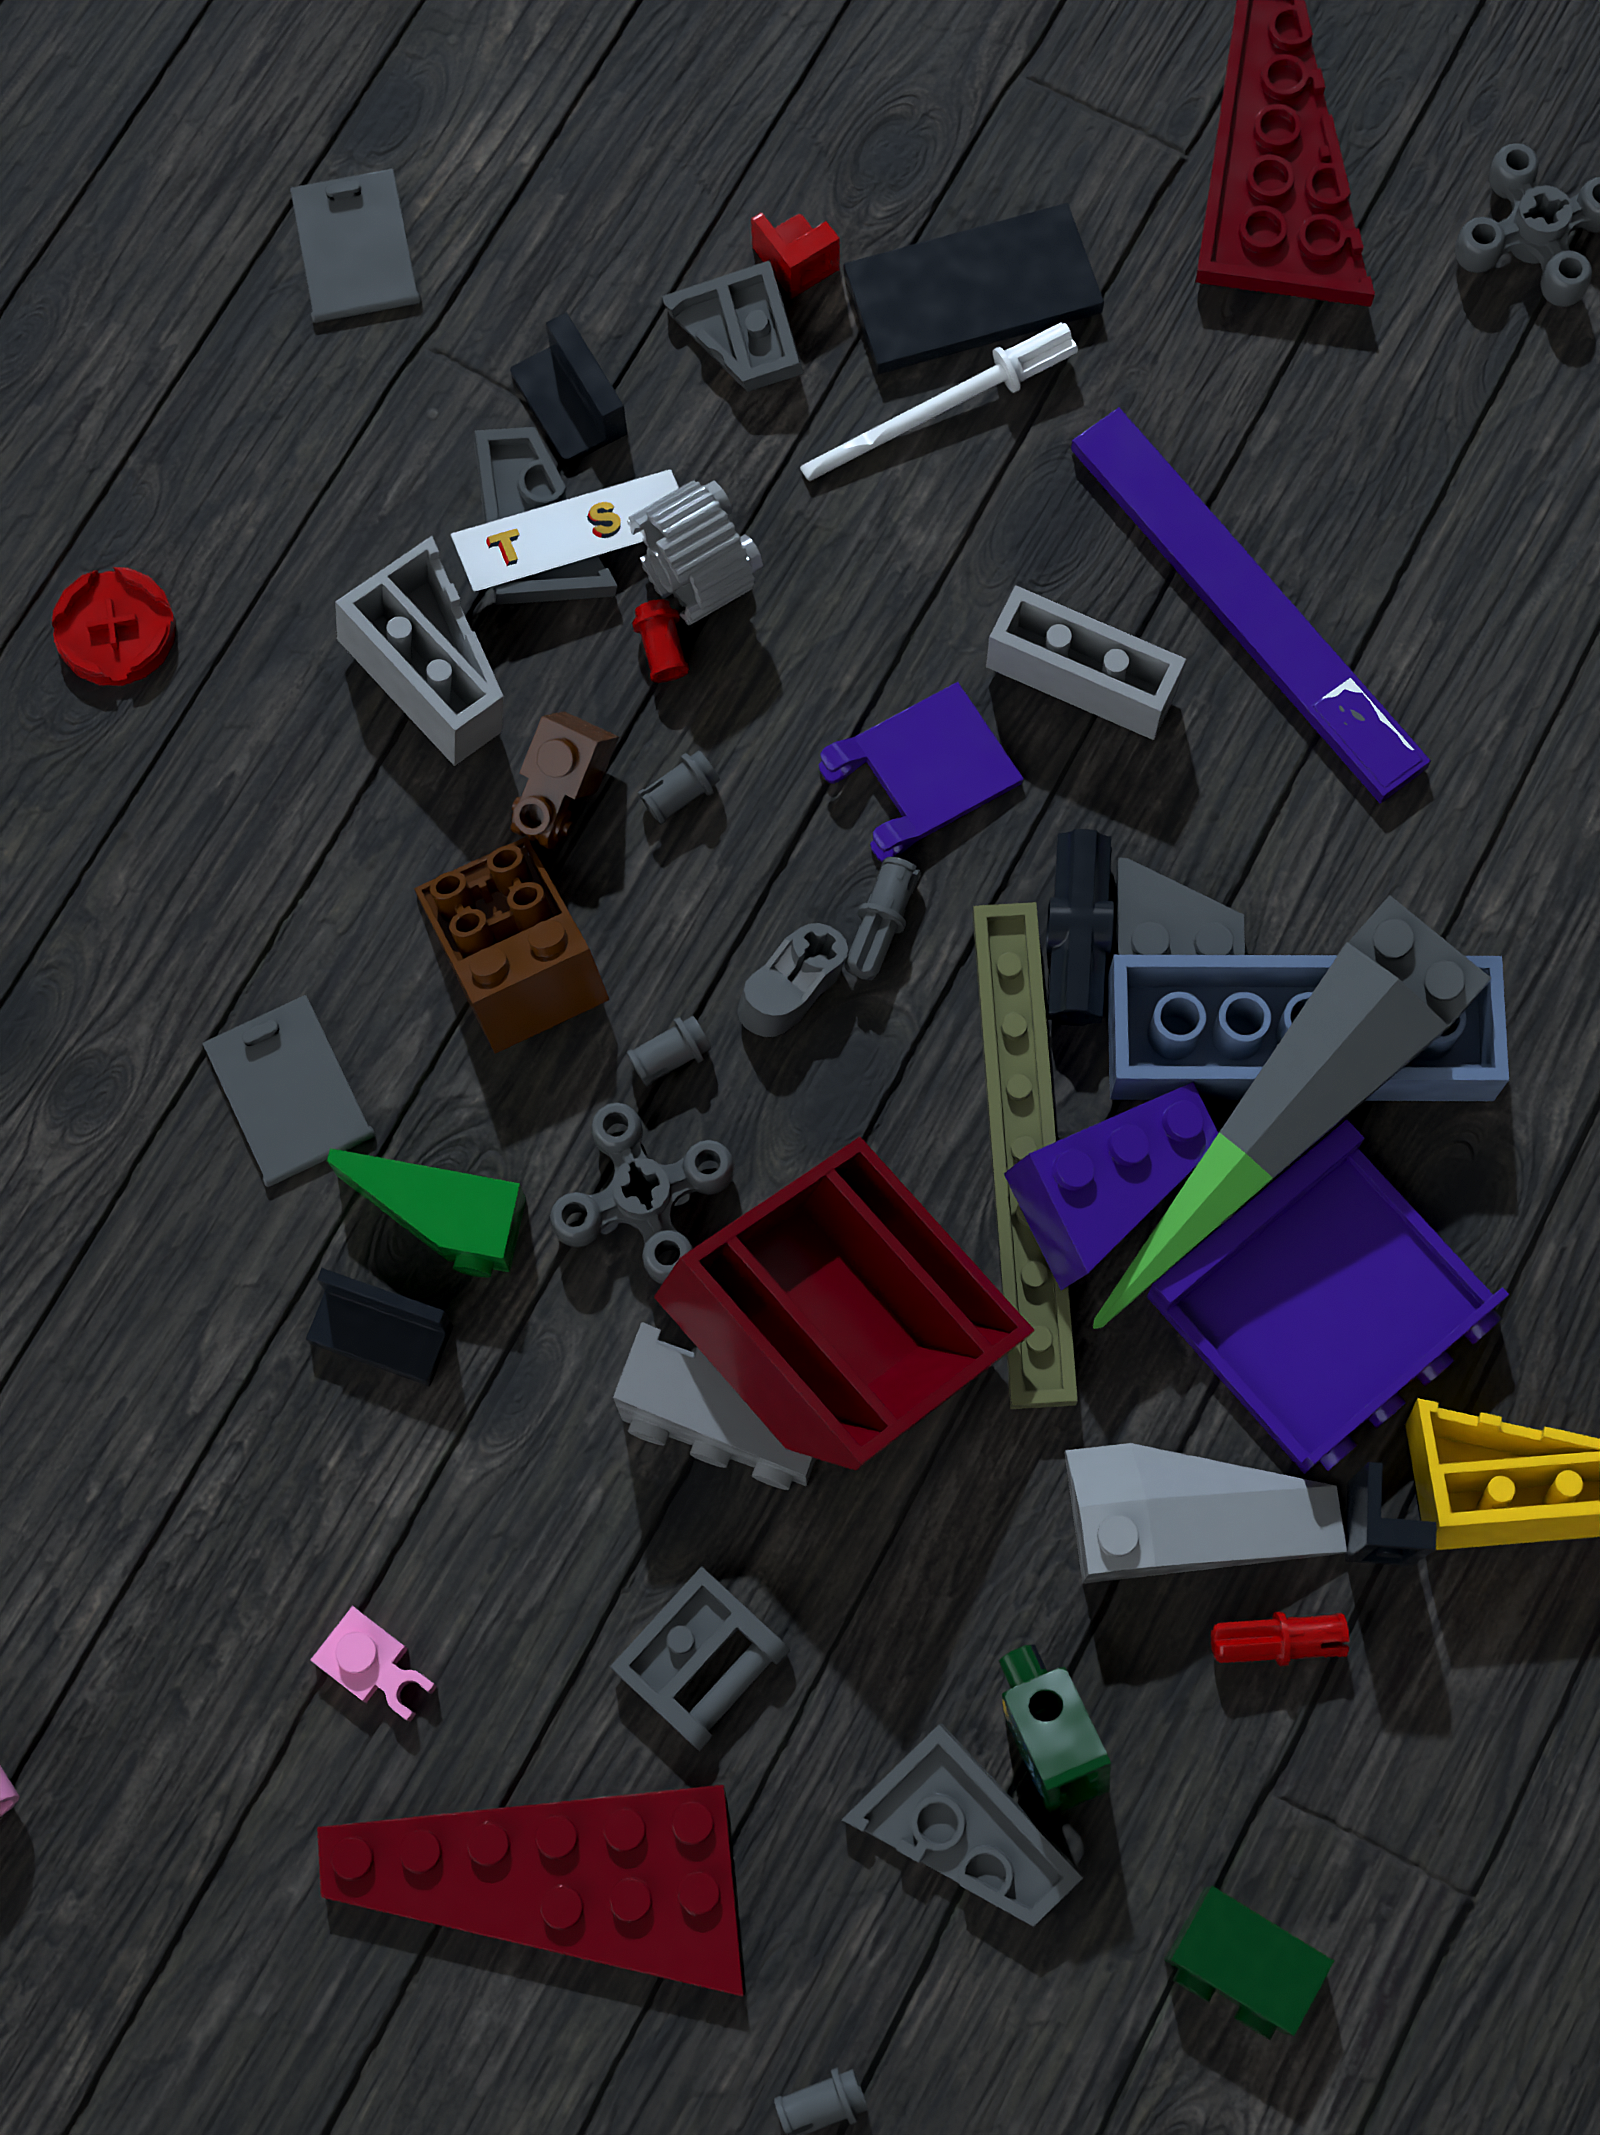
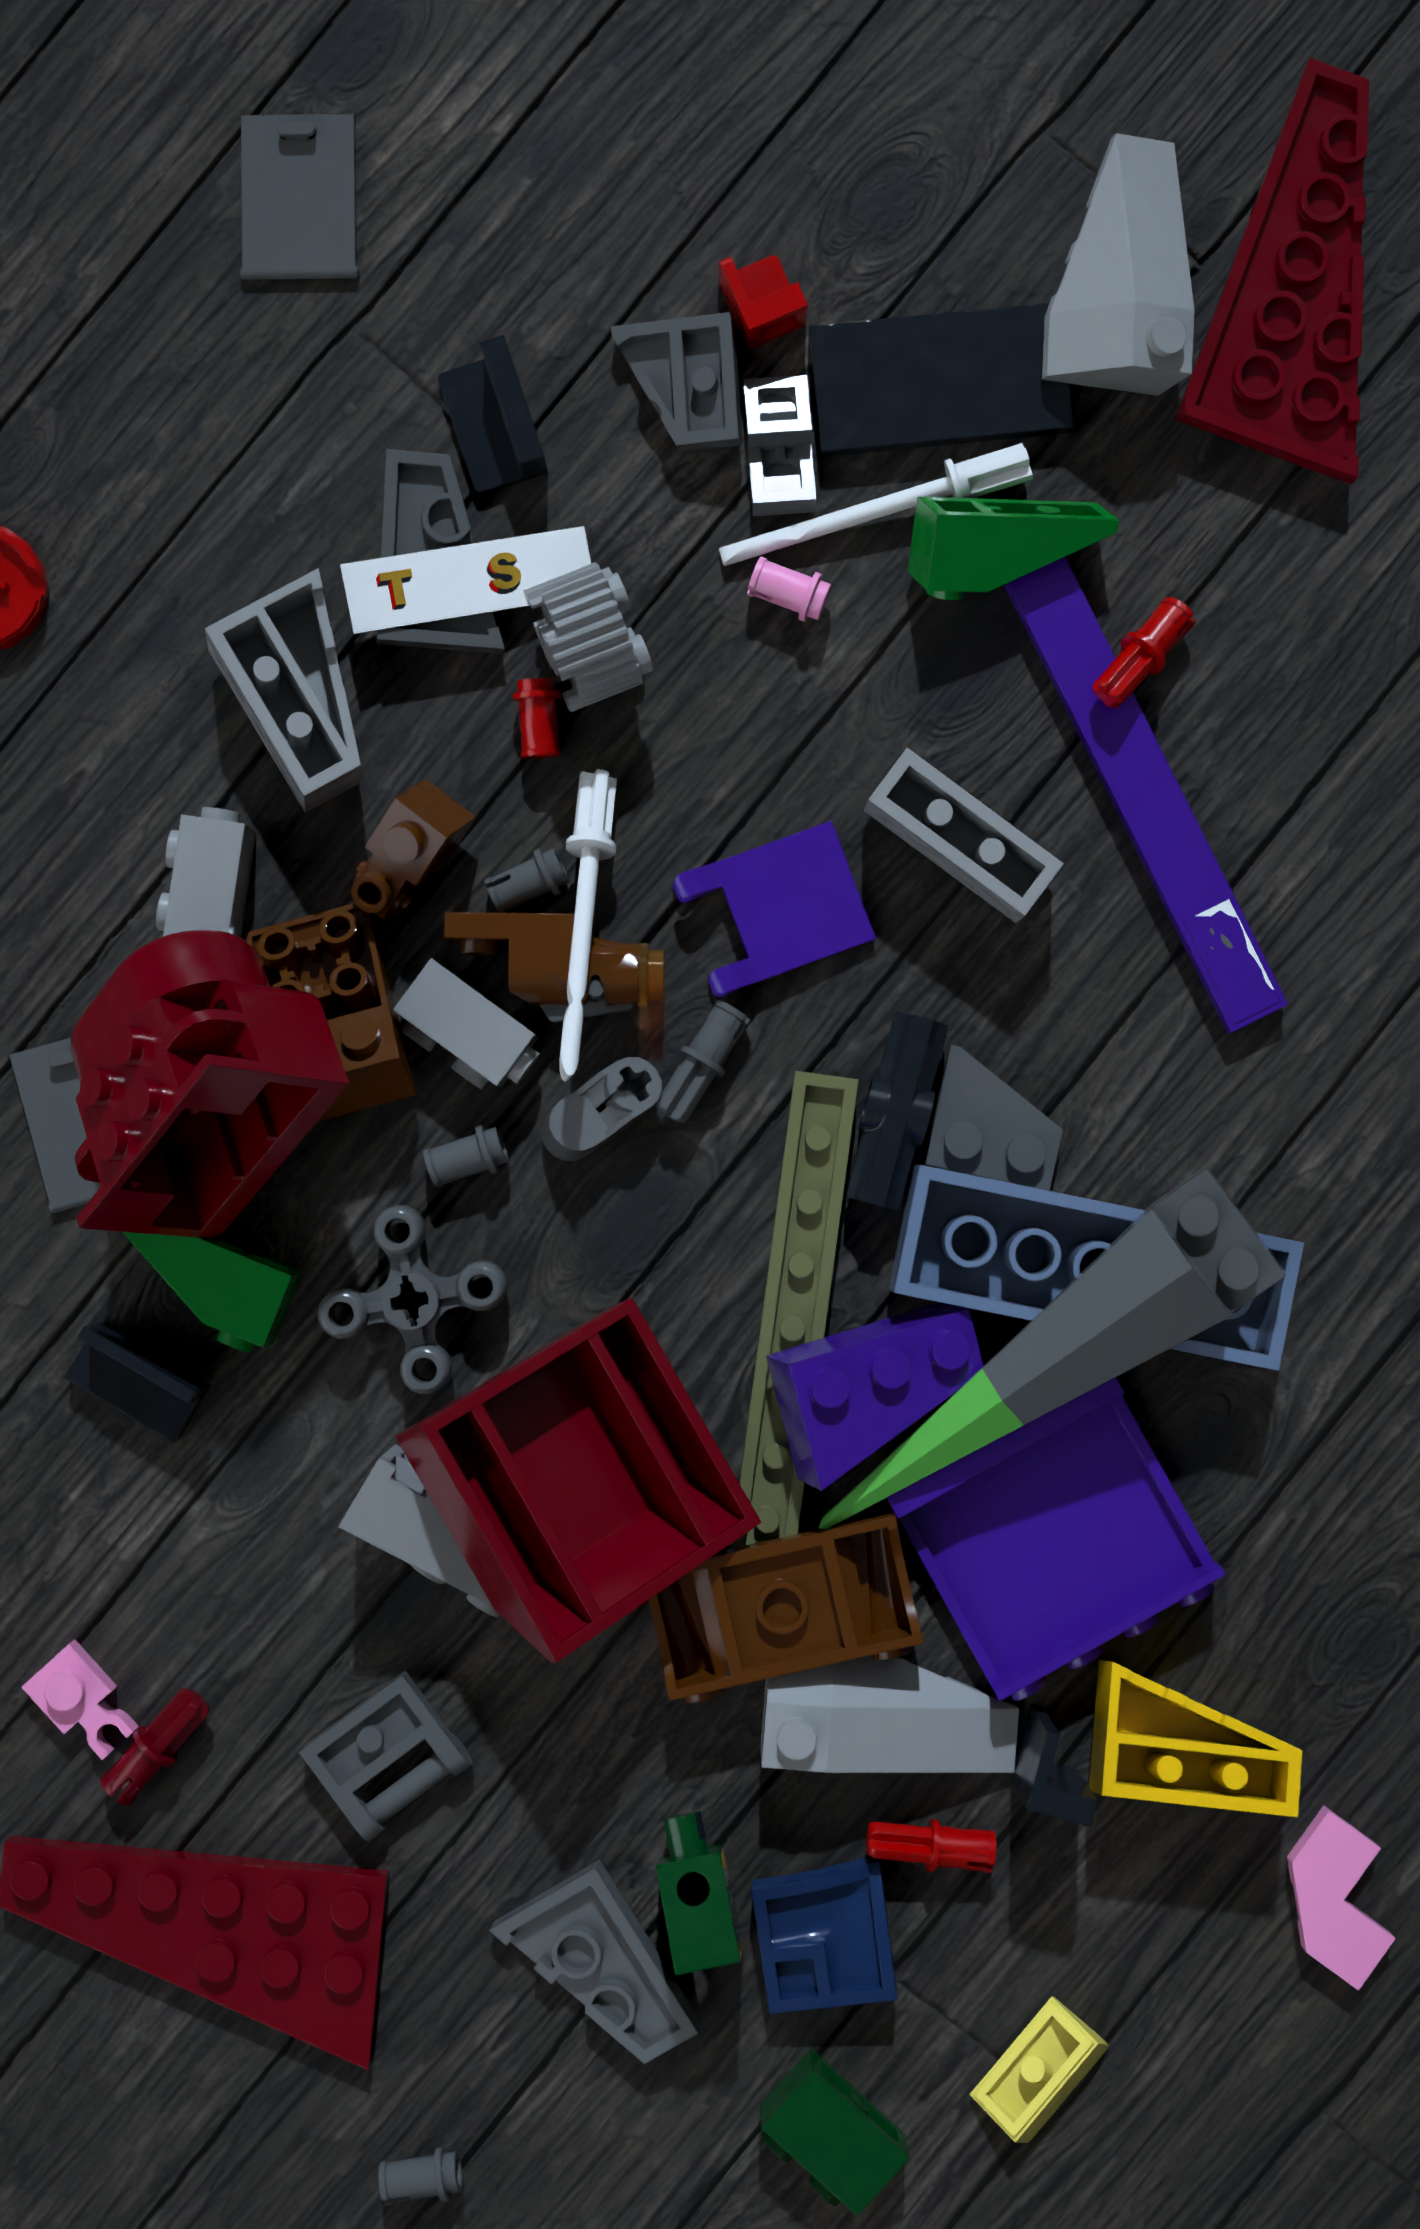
camera: 10 degrees right, 15 degrees up
(373, 844) = (209, 874): none -> light grey brick
(397, 1004) = (195, 1084): none -> dark red brick
(460, 1692) = (155, 1746): none -> dark red axle
(648, 926) = (468, 1025): none -> light grey brick
(717, 856) = (540, 958): none -> reddish brown plate
(735, 740) = (590, 843): none -> white piece
(838, 369) = (779, 445): none -> slope
(874, 486) = (789, 589): none -> bright pink pin
(1052, 408) = (990, 542): none -> green slope
(1073, 1415) = (787, 1608): none -> reddish brown piece
(1125, 179) = (1127, 284): none -> light grey wedge
(1193, 1756) = (825, 1937): none -> dark blue plate
(1216, 476) = (1144, 651): none -> red axle
(1449, 1860) = (1039, 2071): none -> light yellow slope

